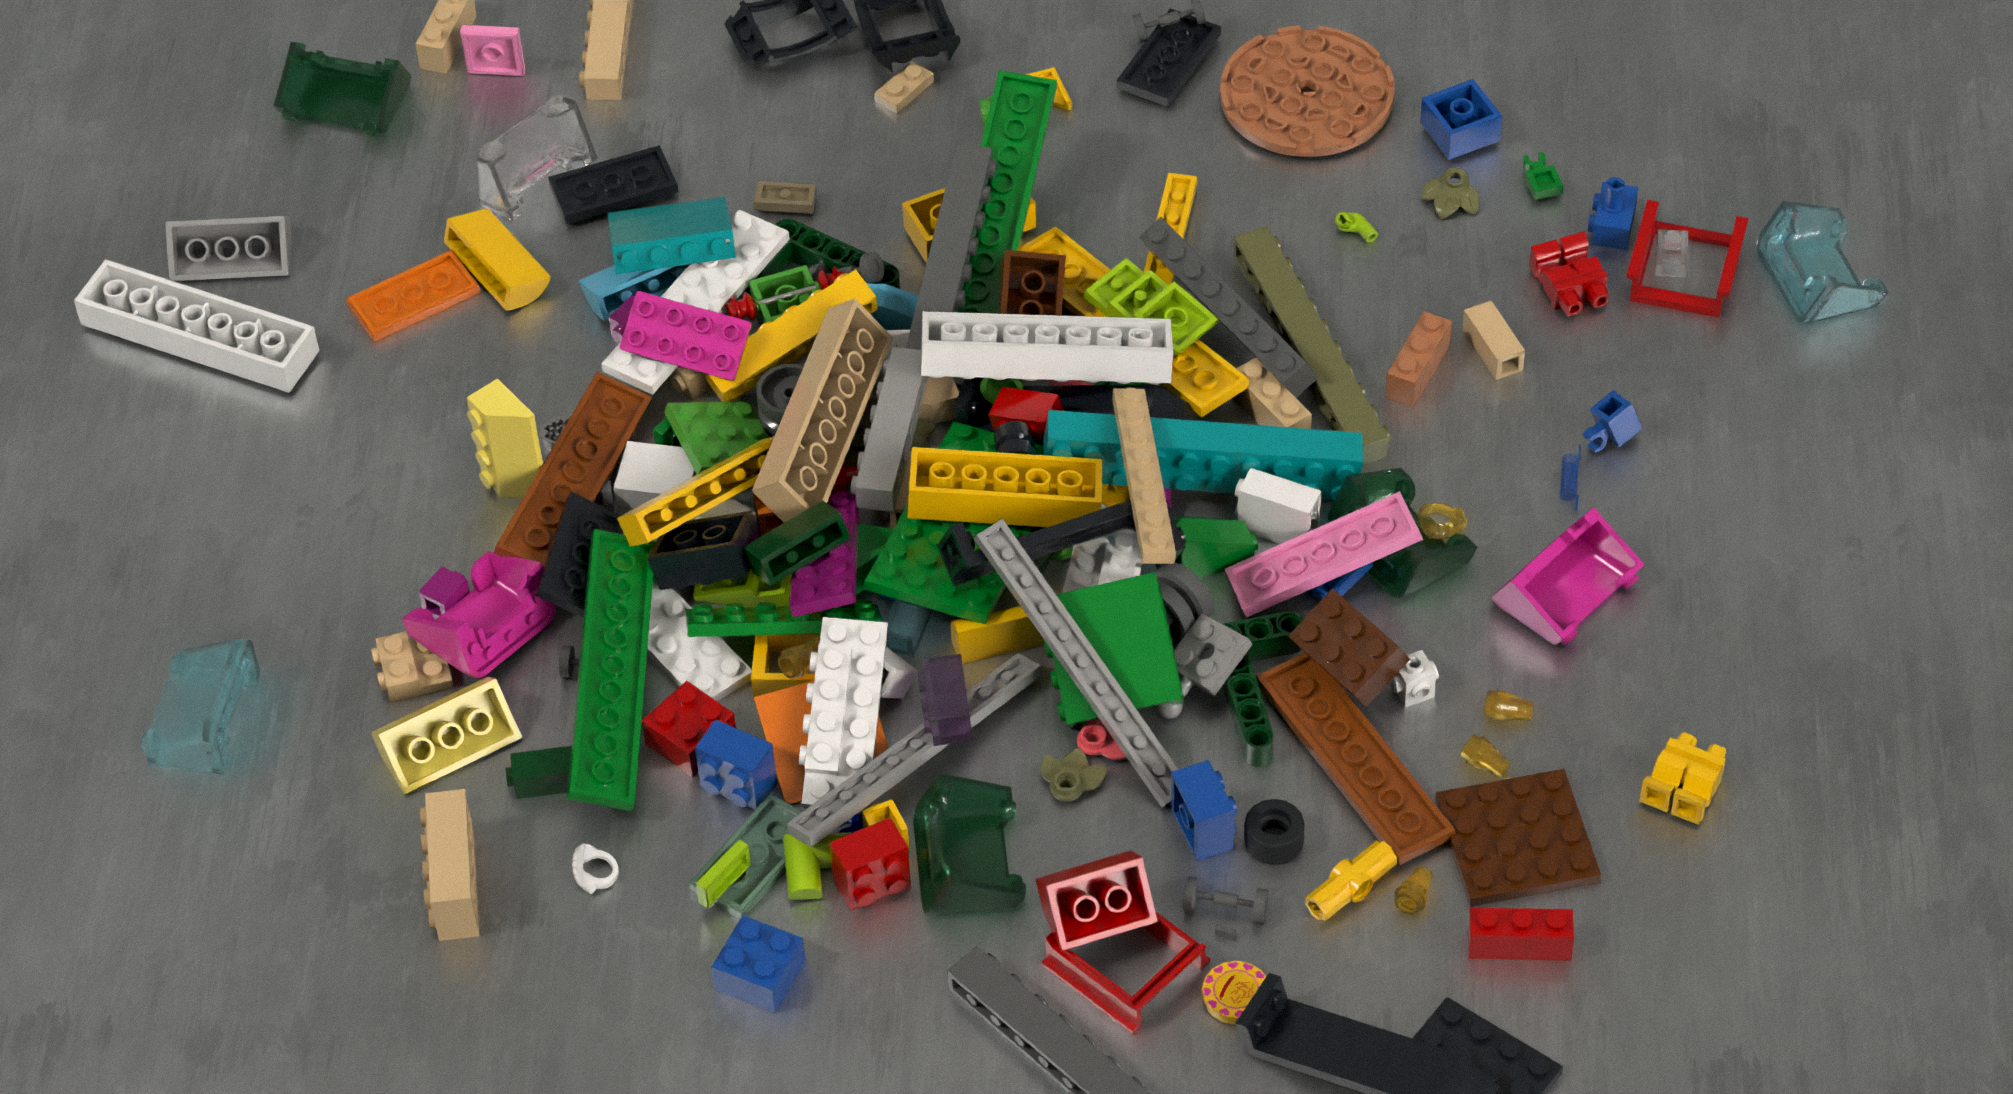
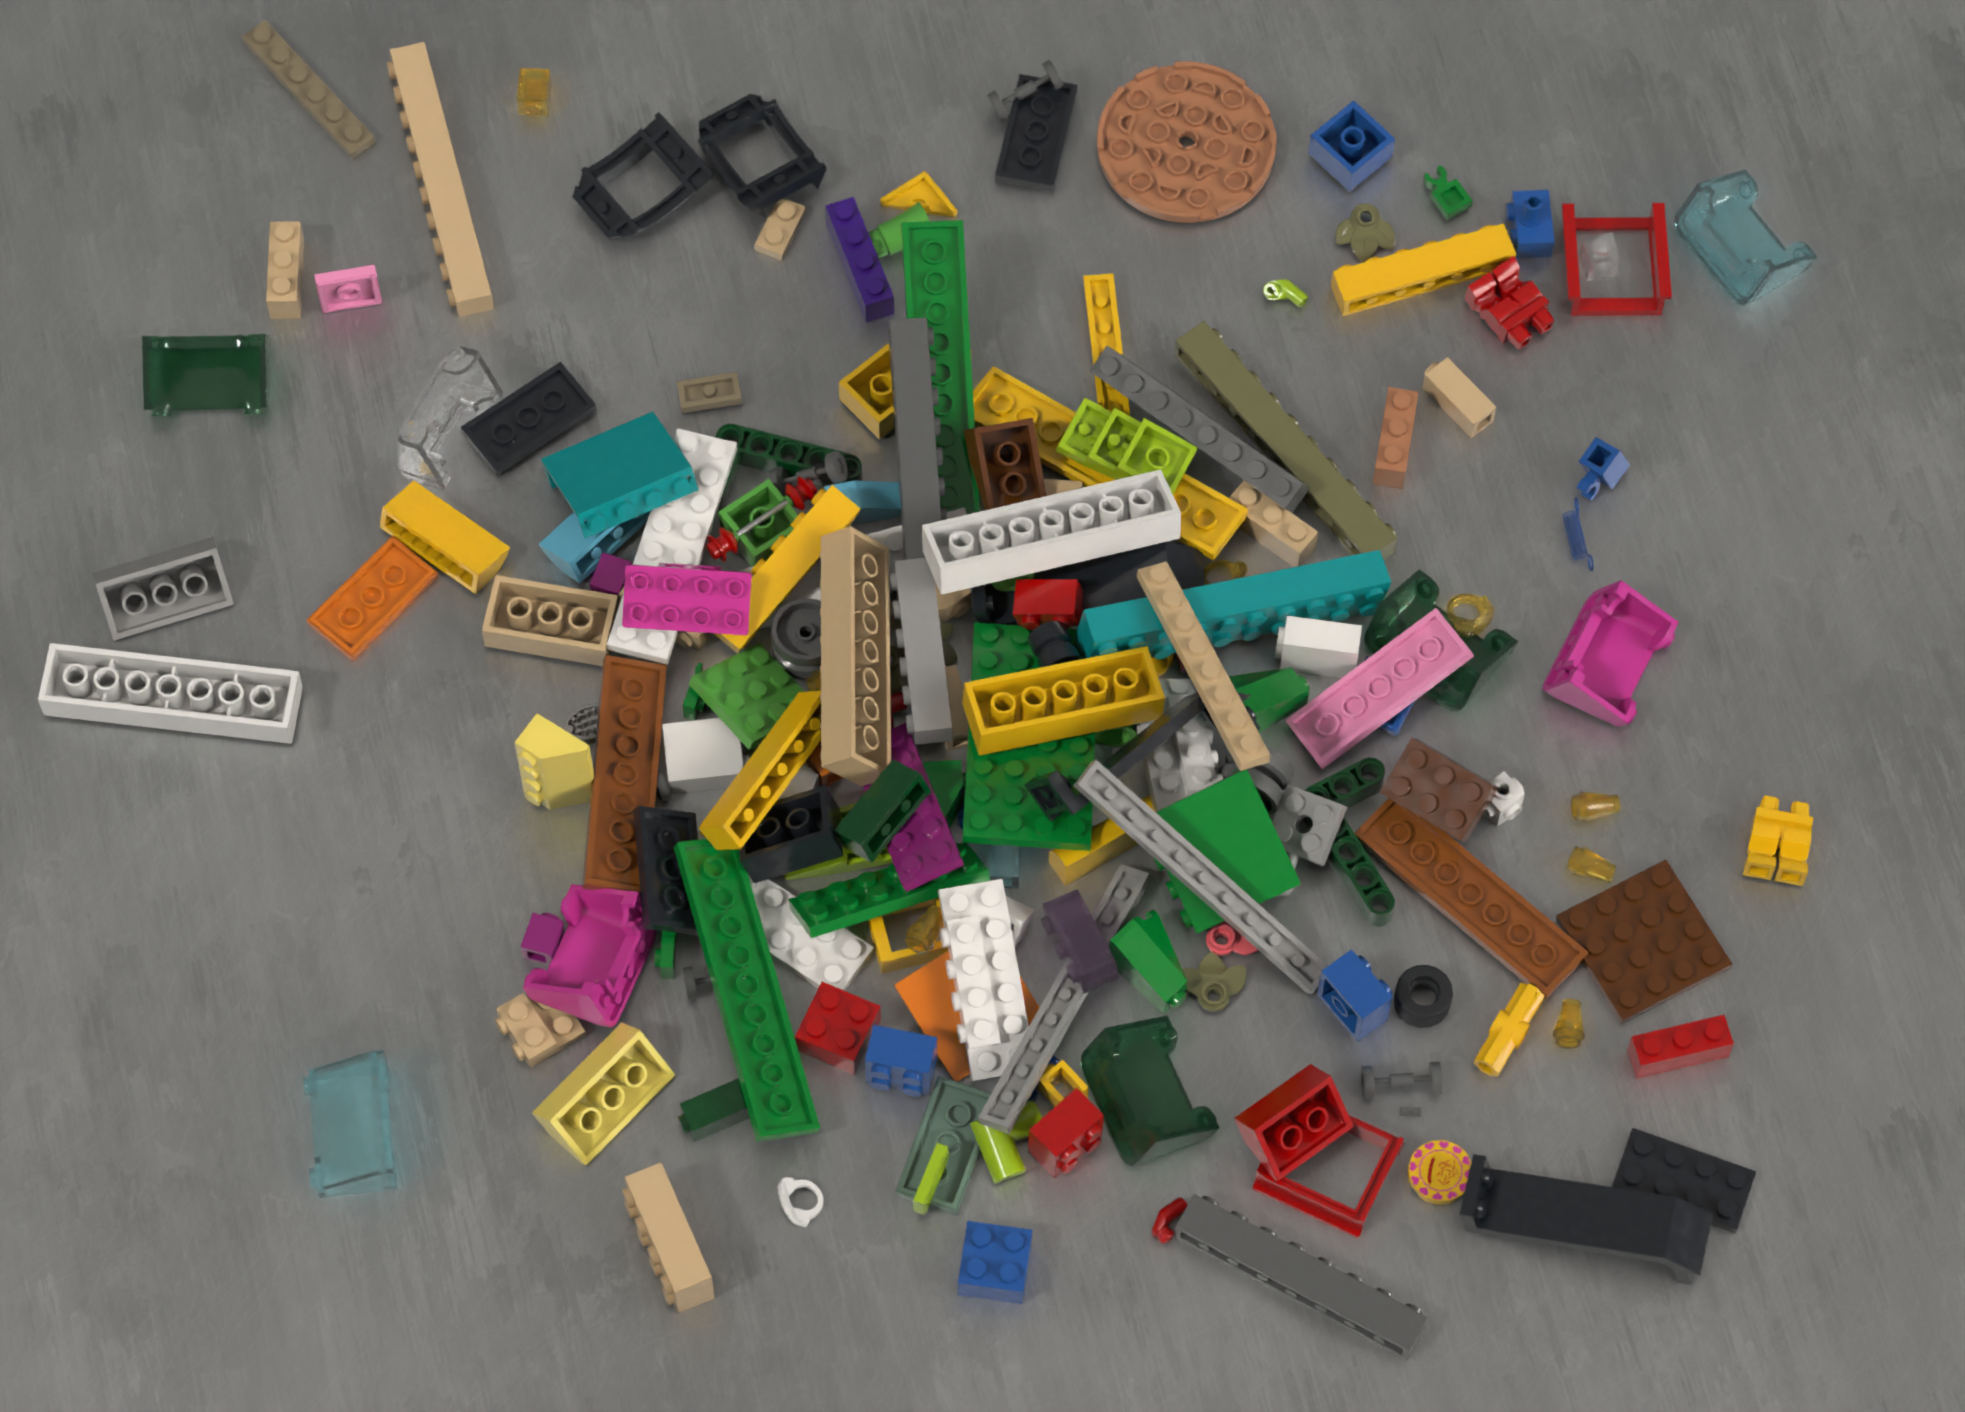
camera: 20 degrees left, 15 degrees up
(555, 632) = (666, 955): none -> green plate
(556, 337) = (549, 620): none -> tan brick
(937, 973) = (1165, 1217): none -> red arm
(964, 106) = (859, 259): none -> dark purple brick
(1010, 735) = (1149, 961): none -> green slope
(1488, 230) = (1420, 269): none -> yellow brick

